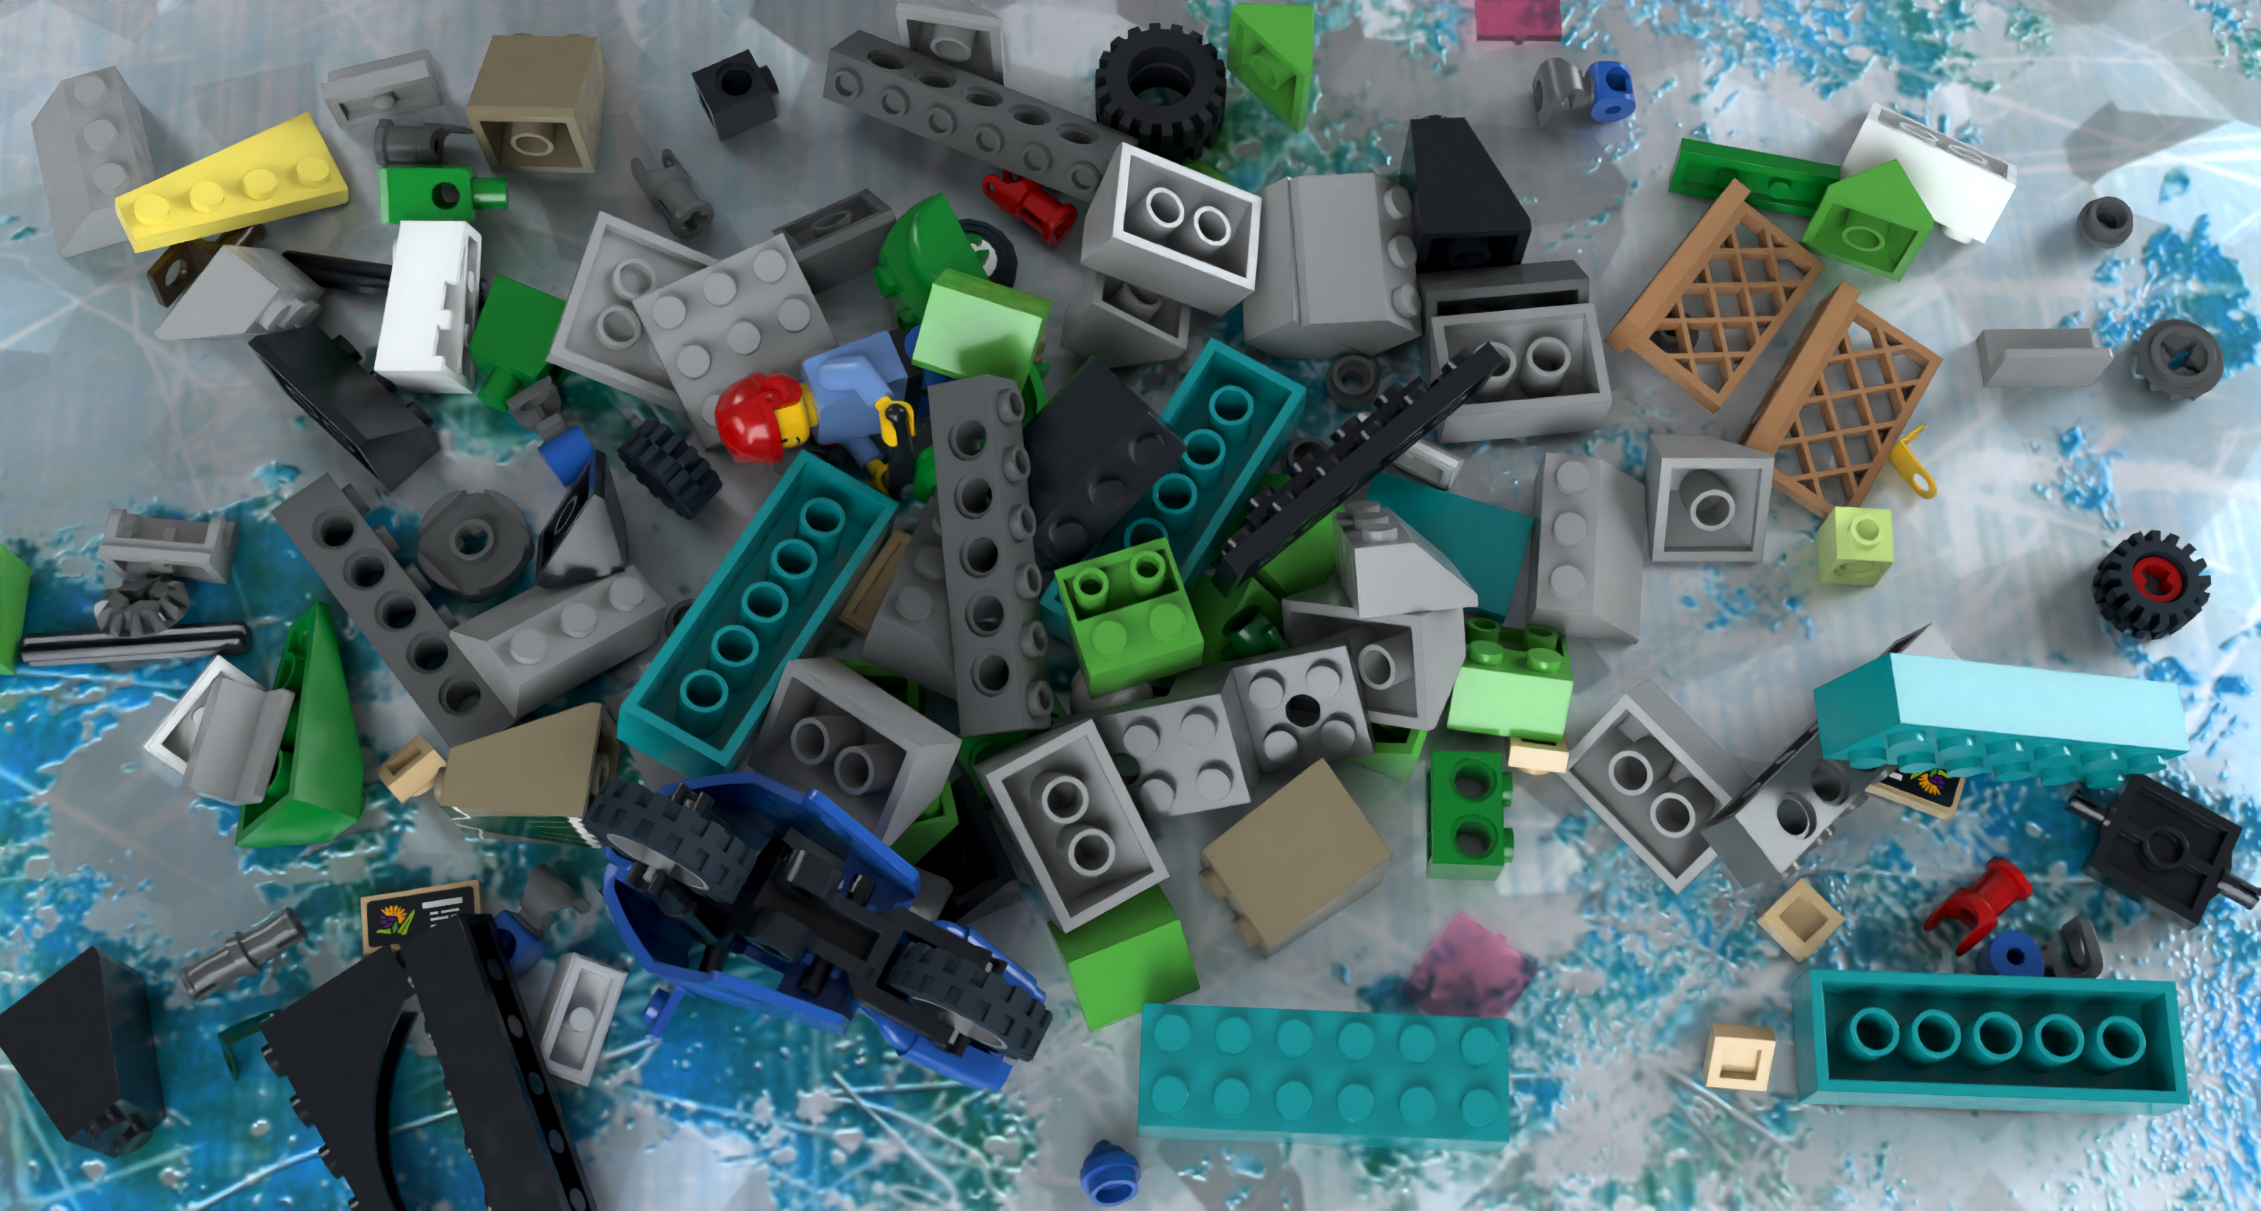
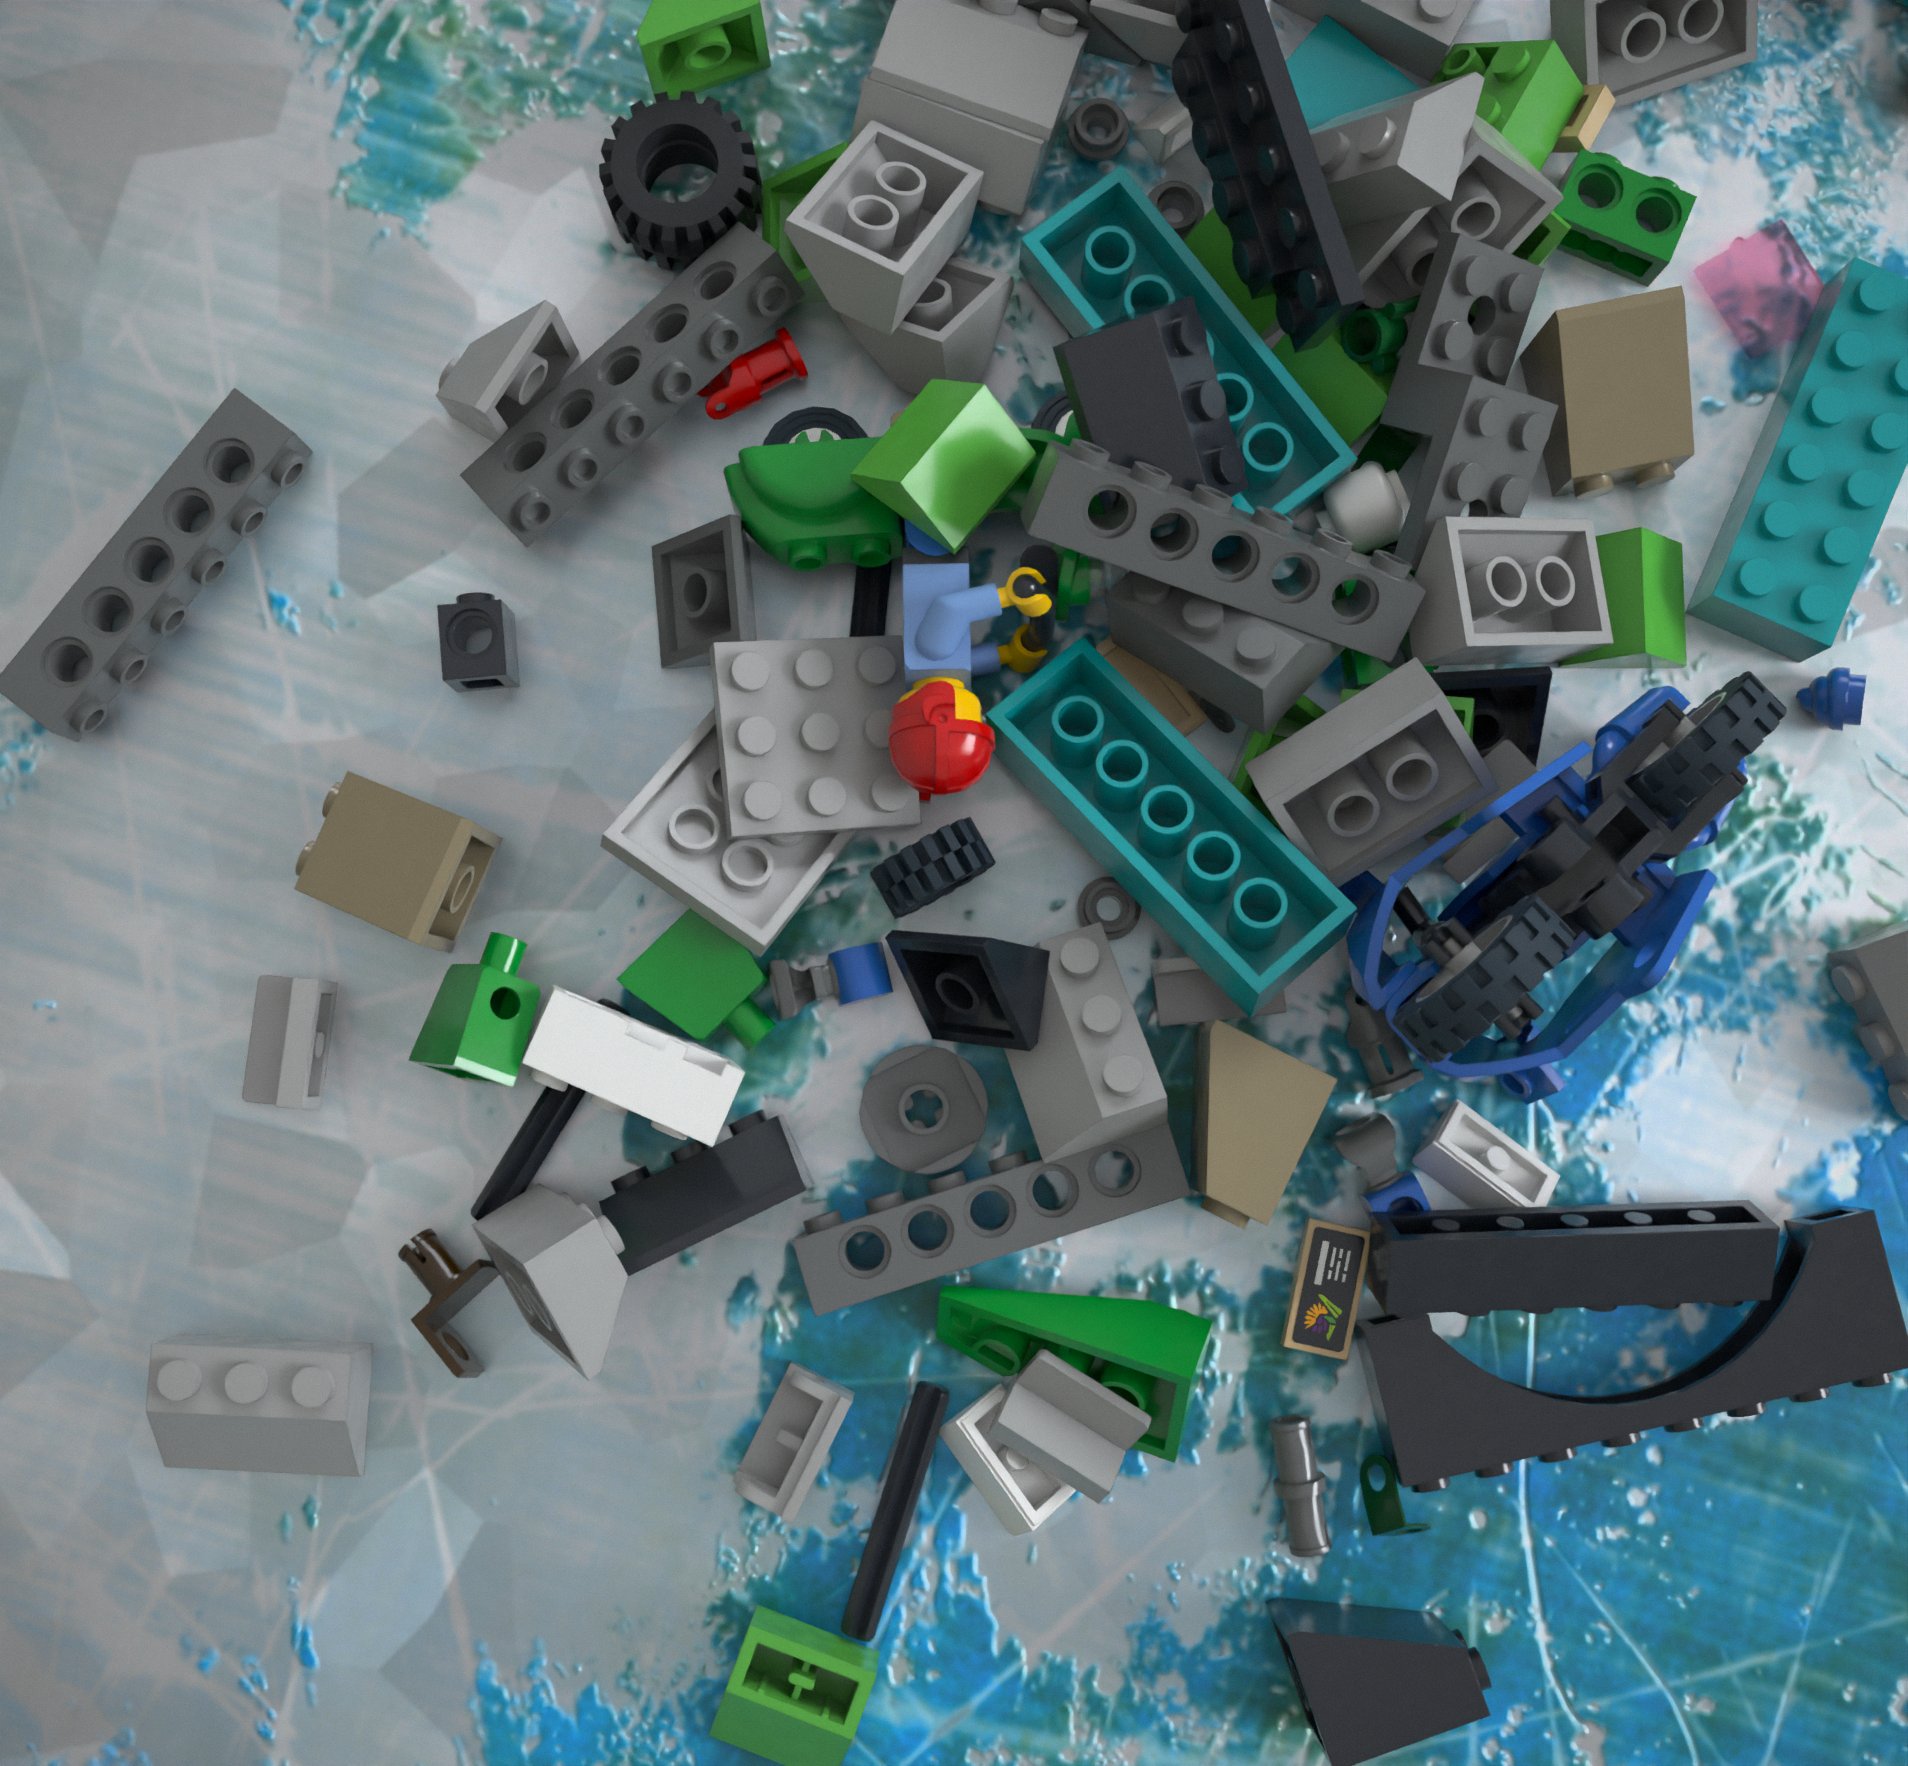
camera: 70 degrees left, 15 degrees up
(142, 607) = (885, 1491): dark grey gear -> none
(241, 186) = (372, 1237): light yellow wing -> none
(411, 769) = (1162, 1251): tan plate -> none
(412, 143) = (390, 1024): dark grey piece -> none
(673, 192) = (575, 757): dark grey piece -> none
(1129, 618) = (1337, 439): bright green slope -> none

